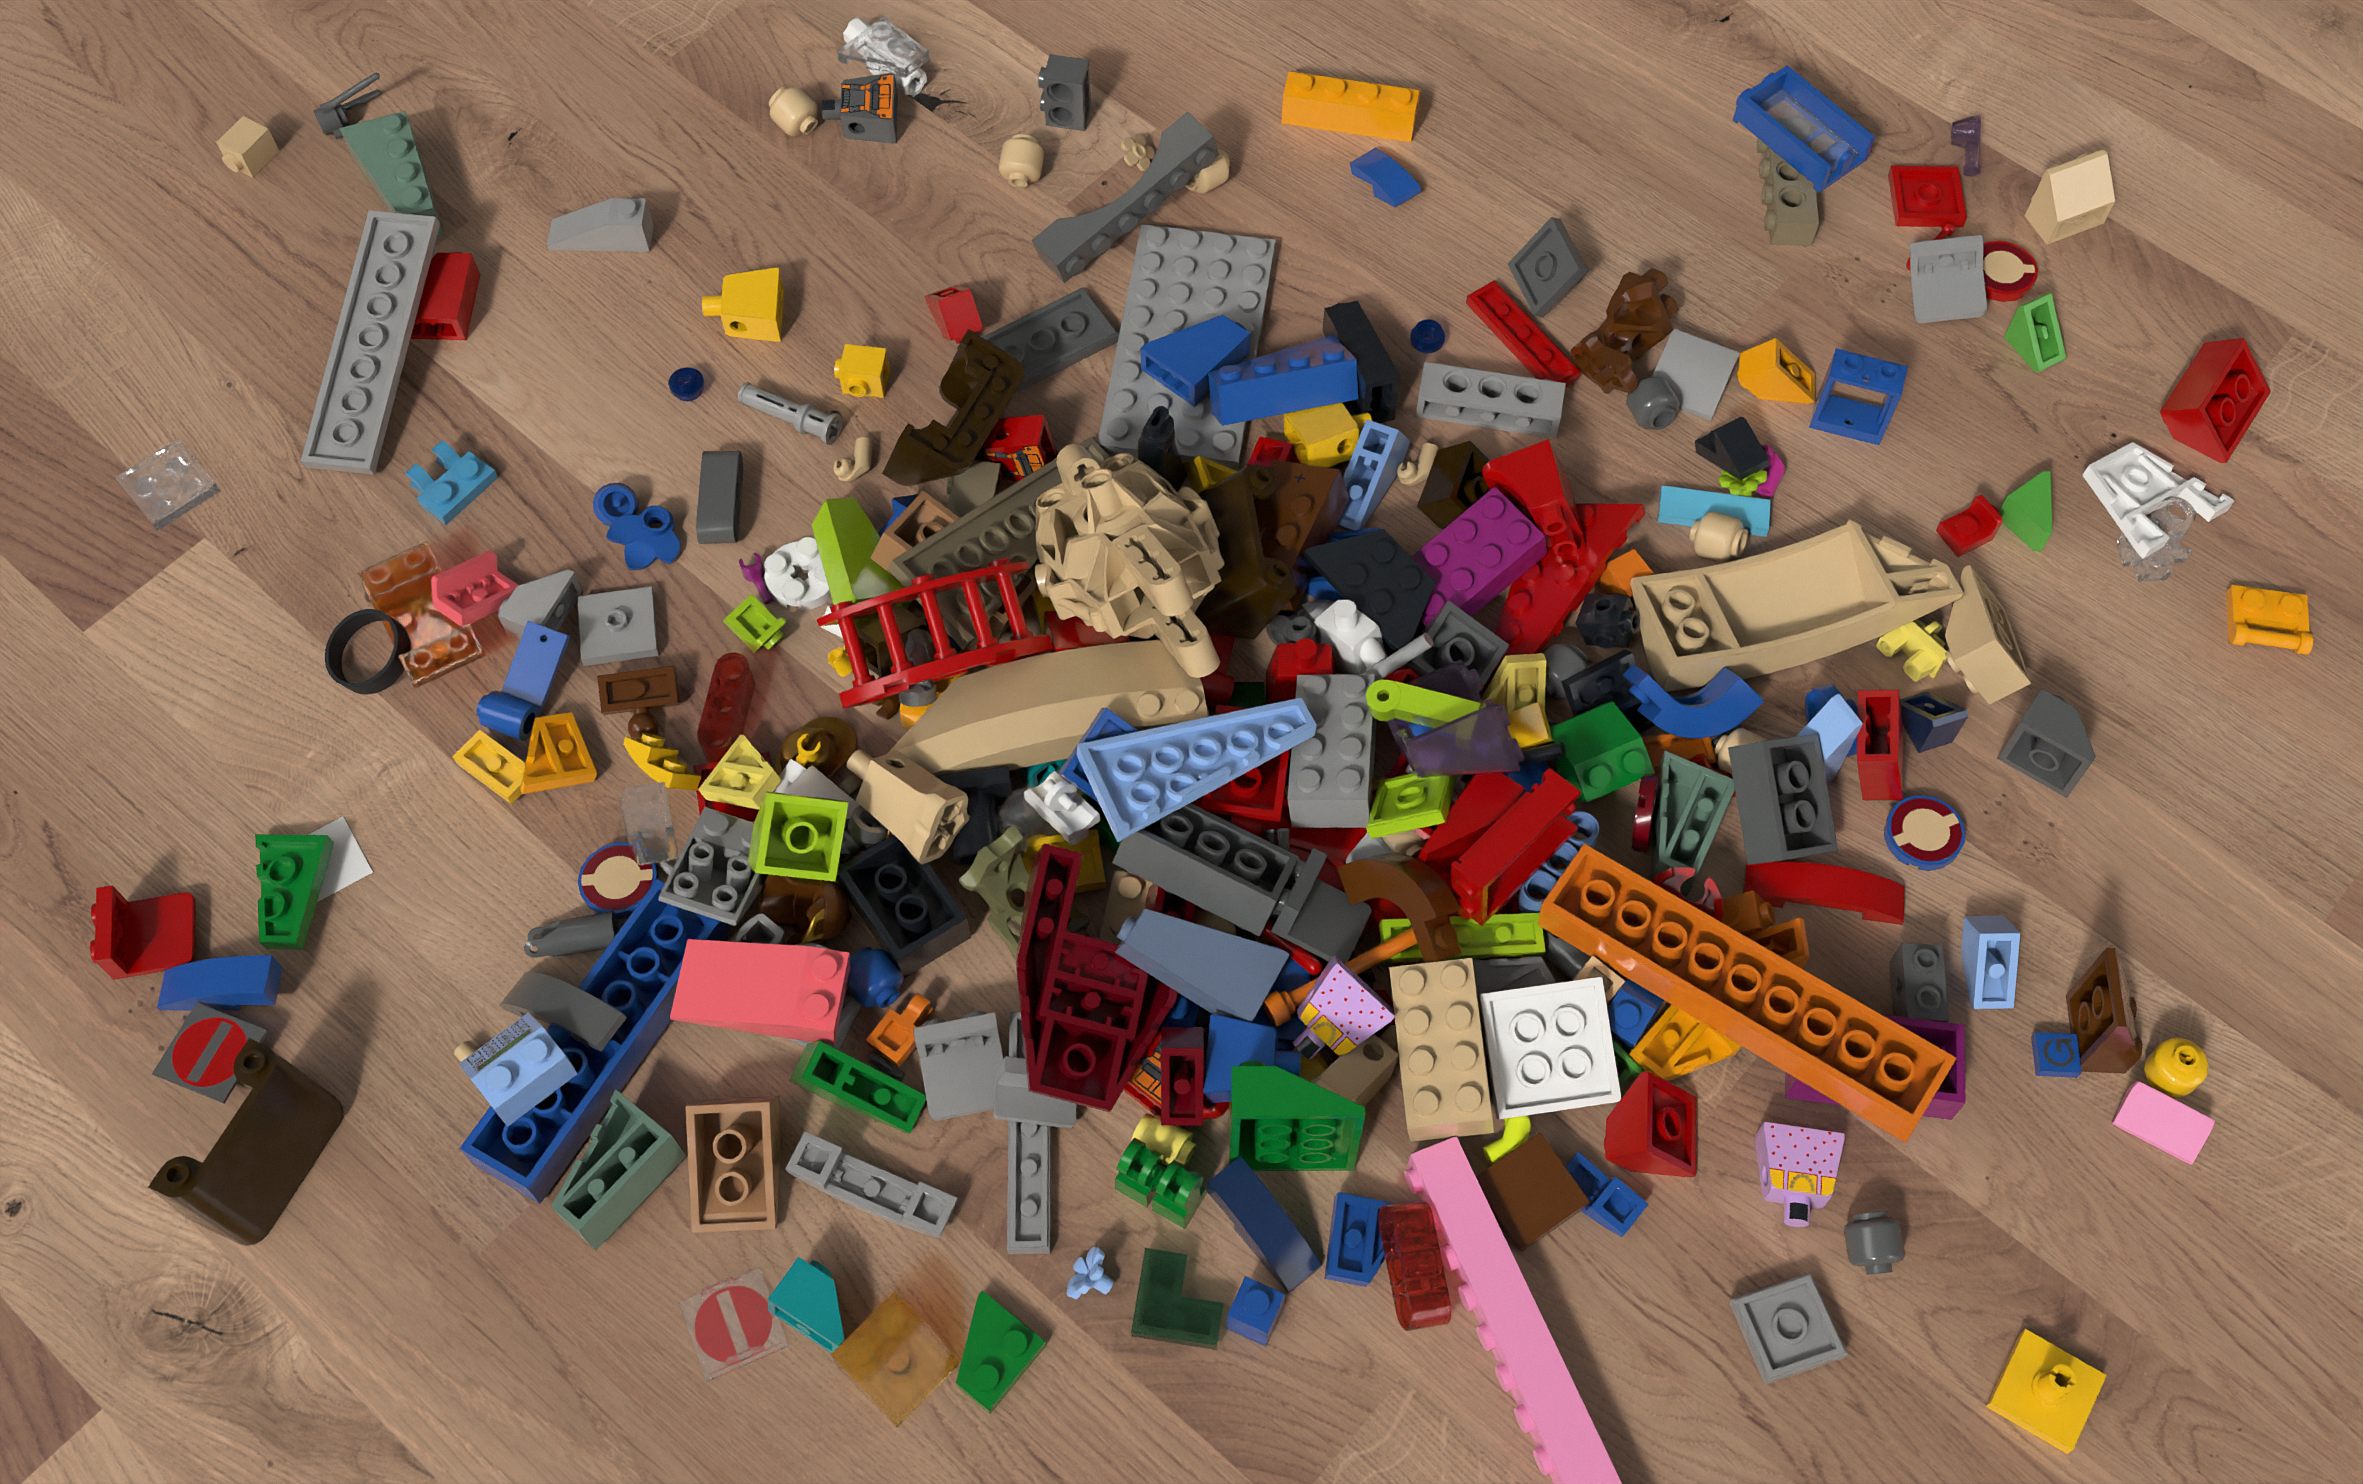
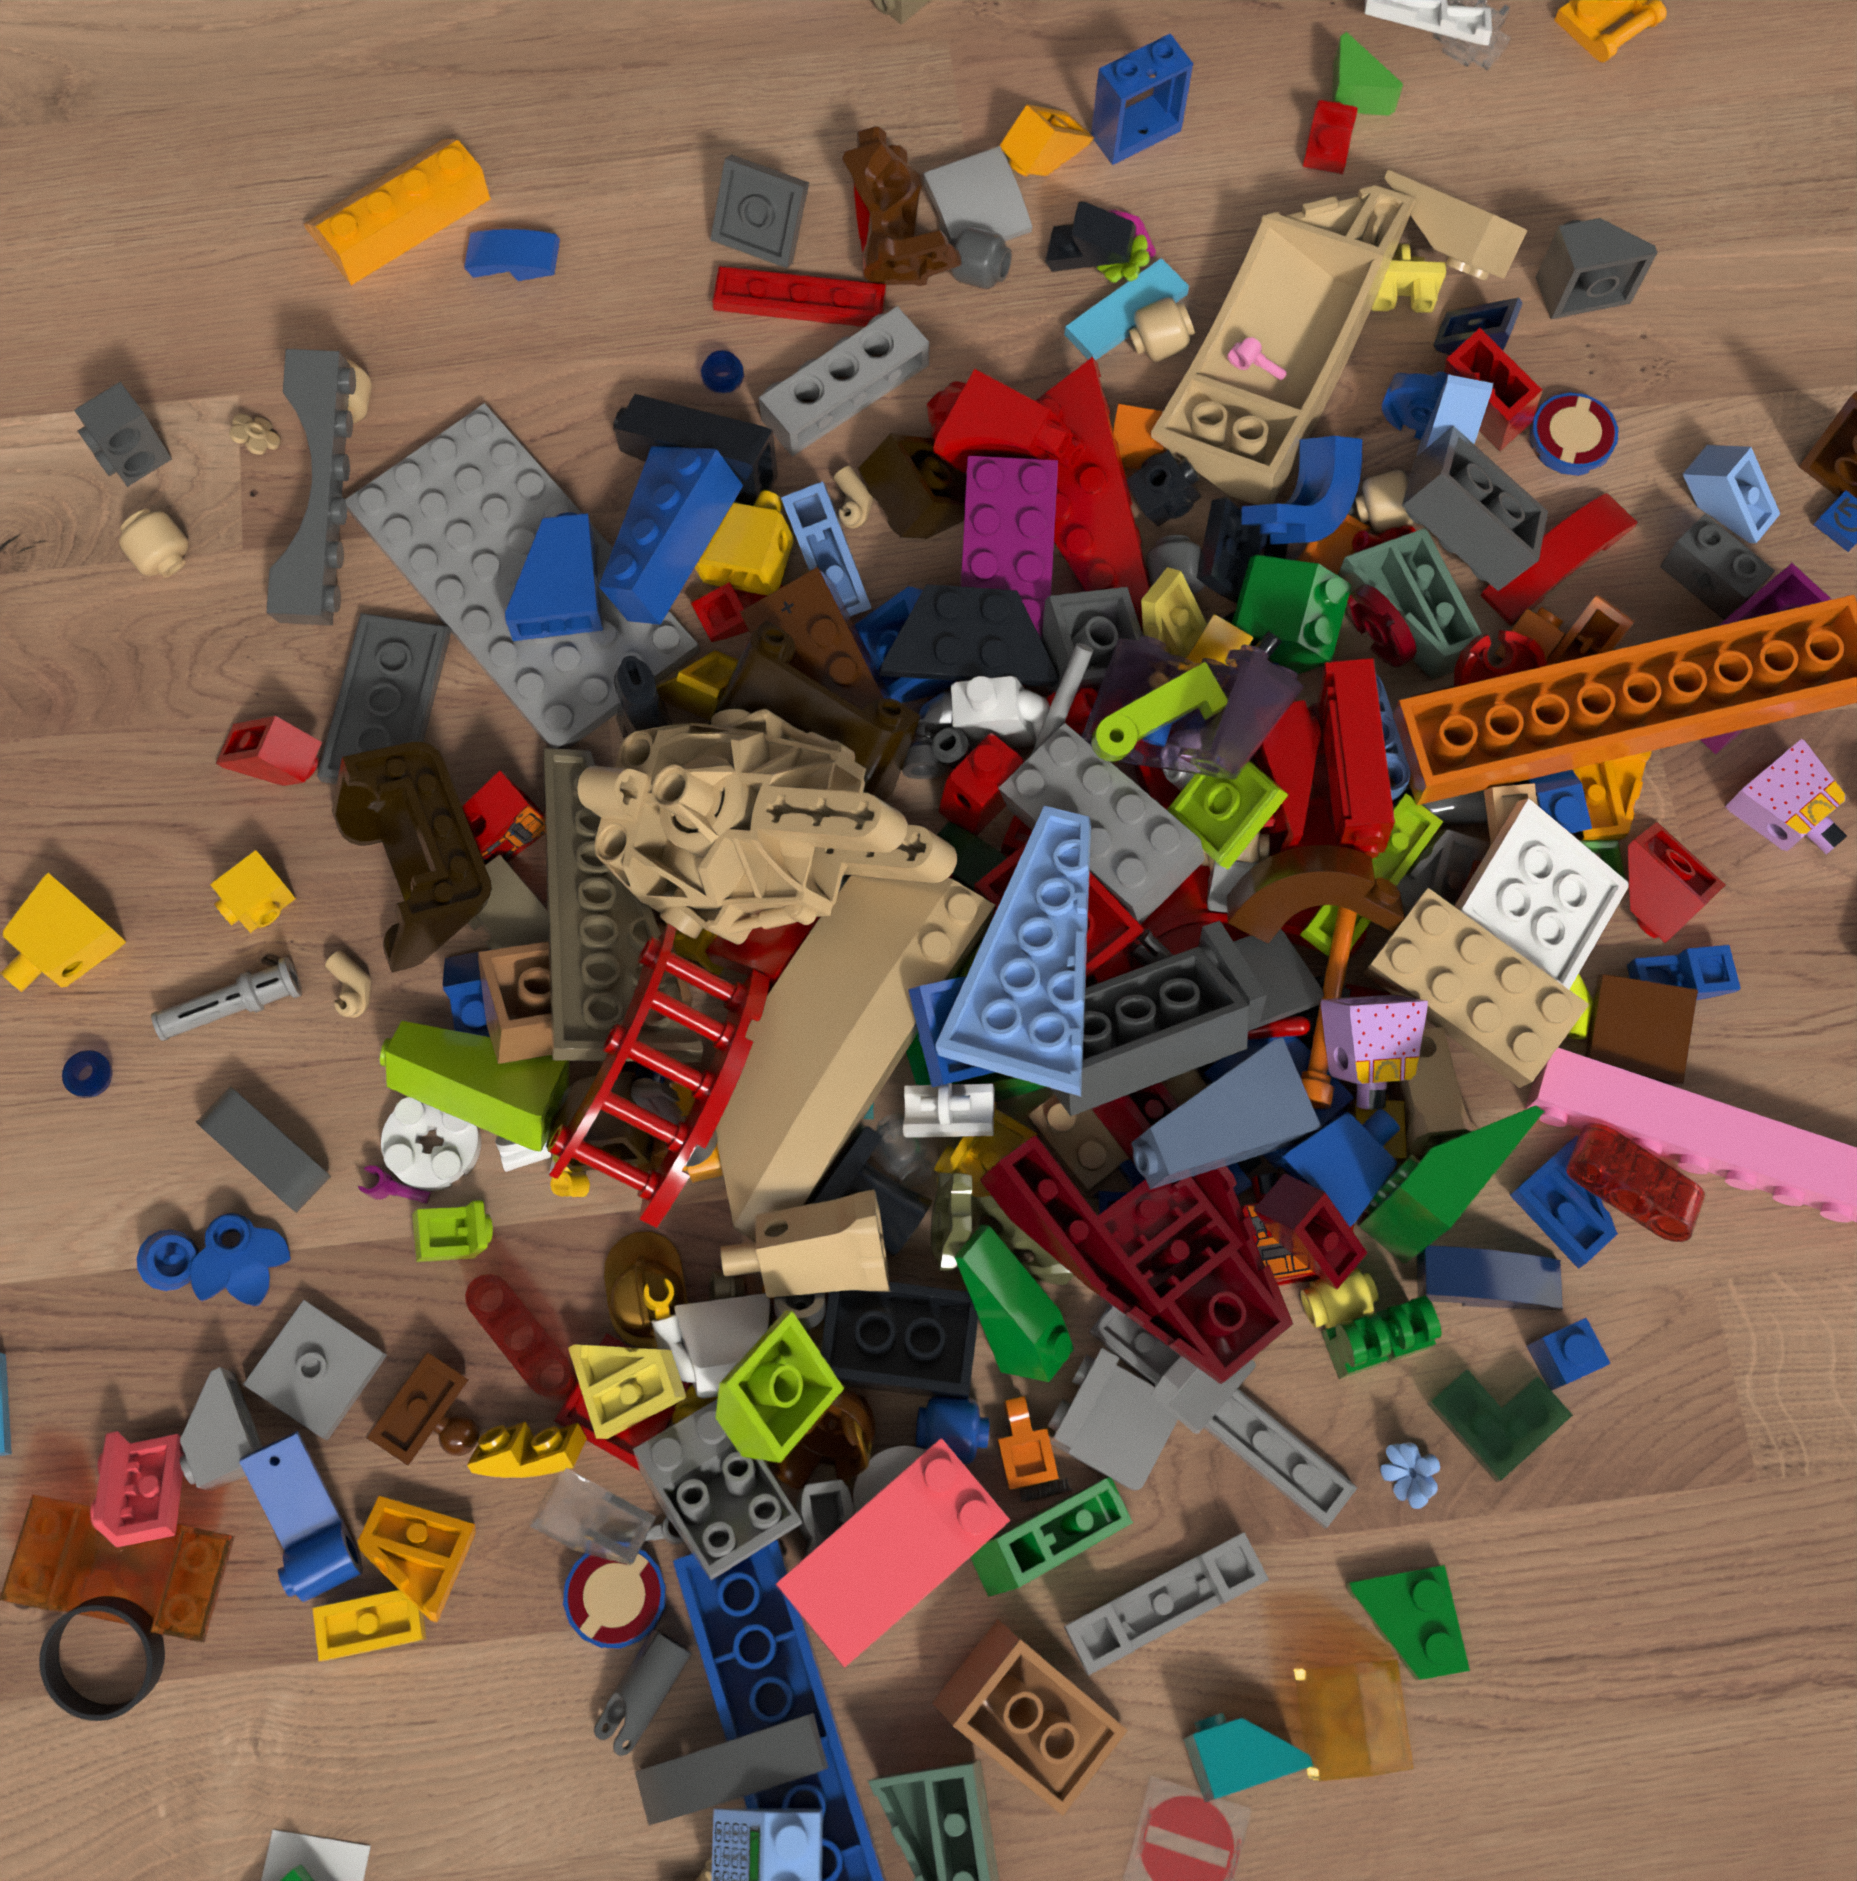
camera: 50 degrees left, 10 degrees up
(973, 941) = (1013, 1309): none -> green slope
(1753, 591) = (1248, 352): none -> bright pink hand

